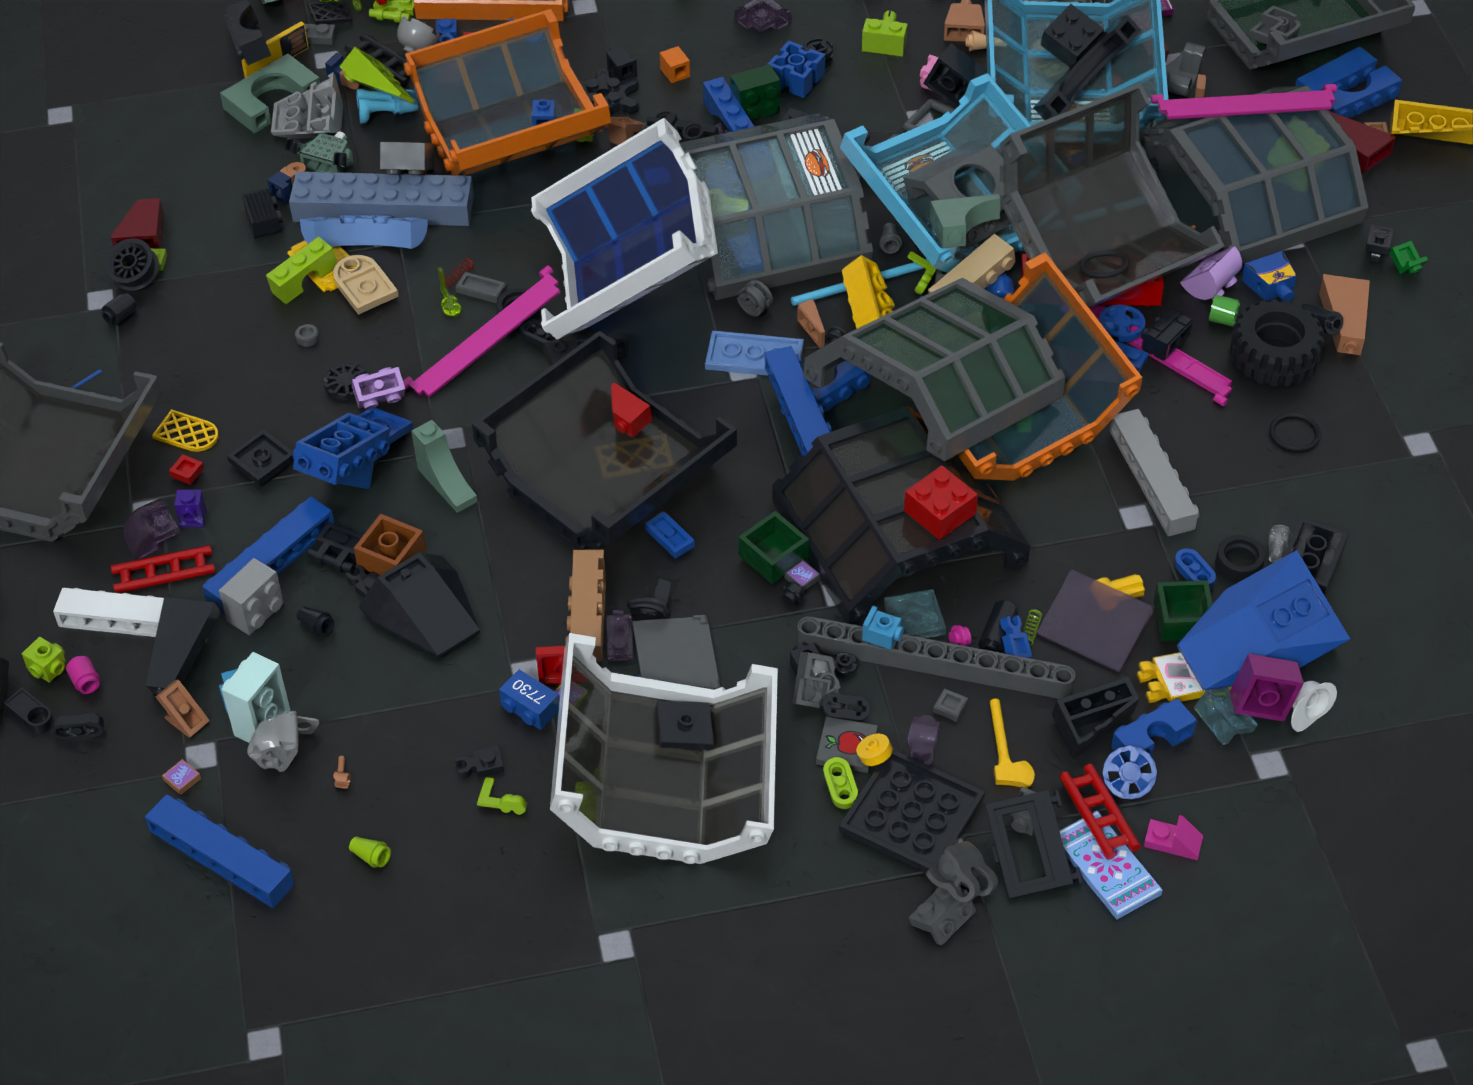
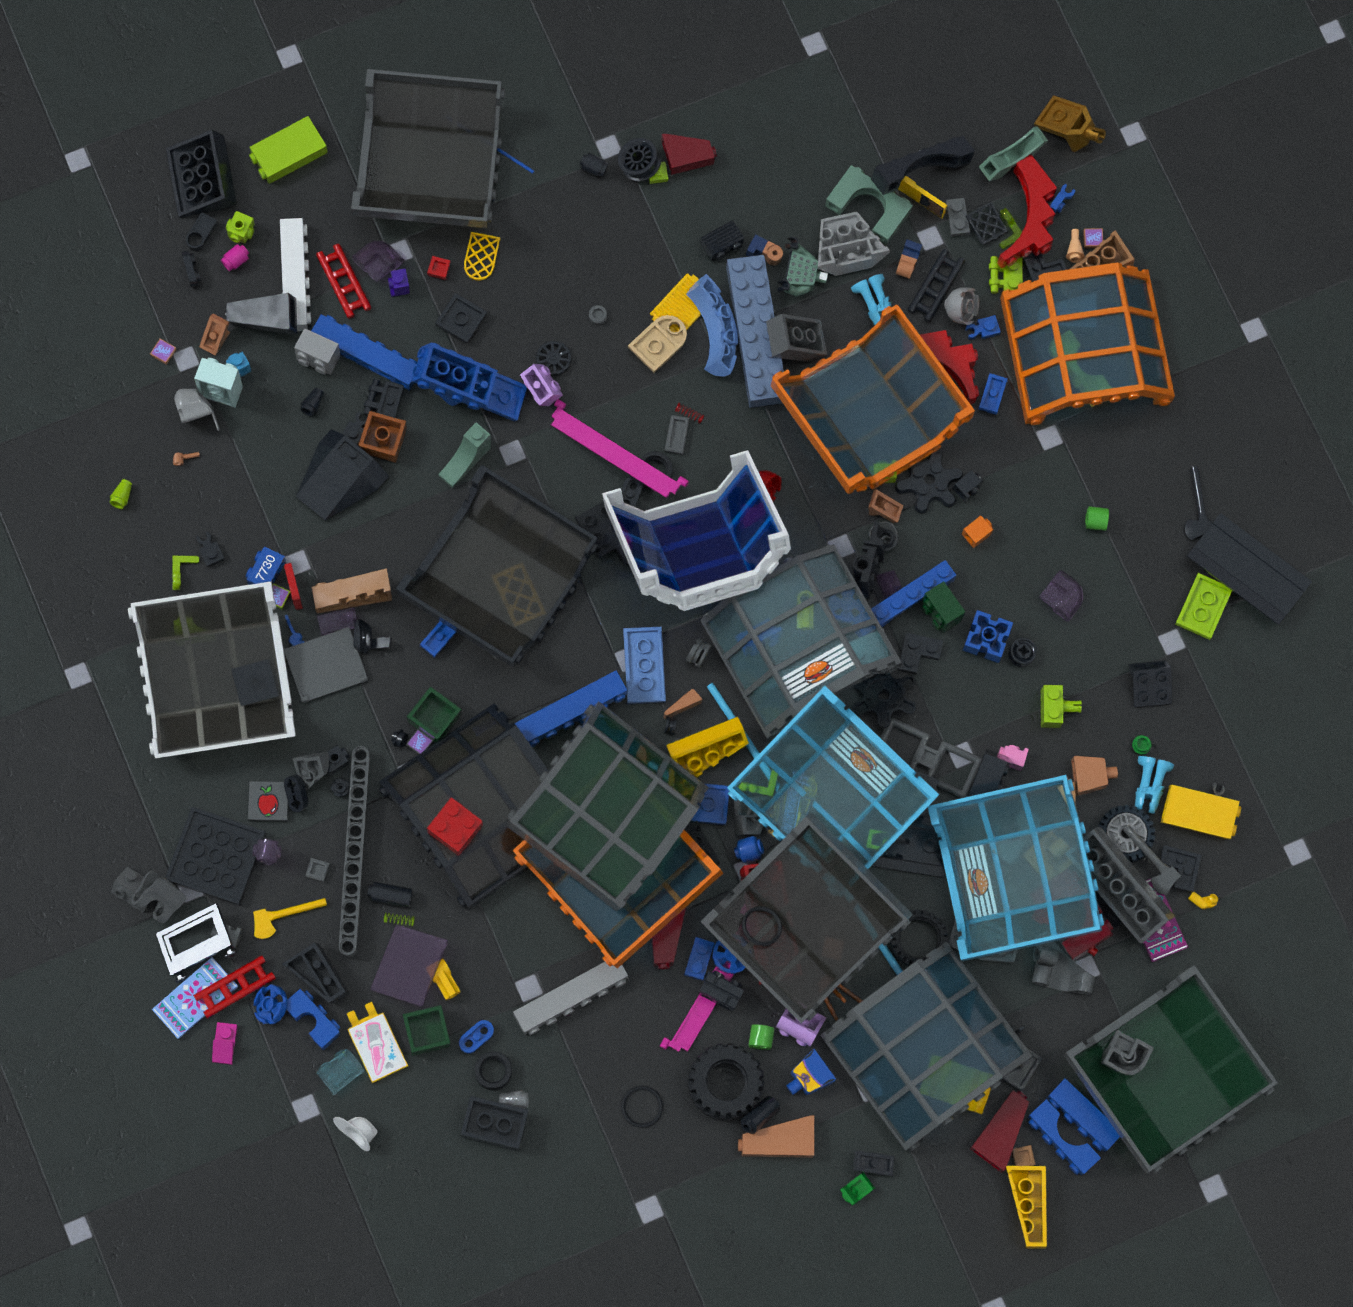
camera: 70 degrees right, 25 degrees up
(220, 850) = (104, 395): blue brick -> none
(287, 278) = (649, 284): lime arch -> none
(373, 74) = (890, 285): lime wedge -> none
(449, 303) = (655, 414): clear neon green piece -> none
(543, 111) = (868, 436): blue brick -> none
(629, 411) = (543, 577): red slope -> none
(840, 784) = (230, 801): lime plate -> none
(874, 749) = (257, 820): yellow wheel -> none
(882, 629) = (363, 814): dark azure brick -> none
(918, 613) = (394, 833): clear light blue plate -> none
(938, 181) = (828, 771): dark grey panel -> none
(956, 216) = (768, 793): sand green arch -> none
(960, 635) = (377, 867): dark pink plate -> none
(982, 265) = (743, 822): tan brick -> none
(1014, 641) = (376, 909): blue plate -> none
(1070, 35) = (1041, 866): black brick -> none
(1106, 46) = (979, 869): black arch -> none
(1200, 86) = (1041, 994): nougat tile -> none
(1246, 104) = (962, 1025): dark pink piece -> none
(1266, 615) = (411, 1087): blue wedge -> none
(1266, 687) = (356, 1095): magenta brick -> none

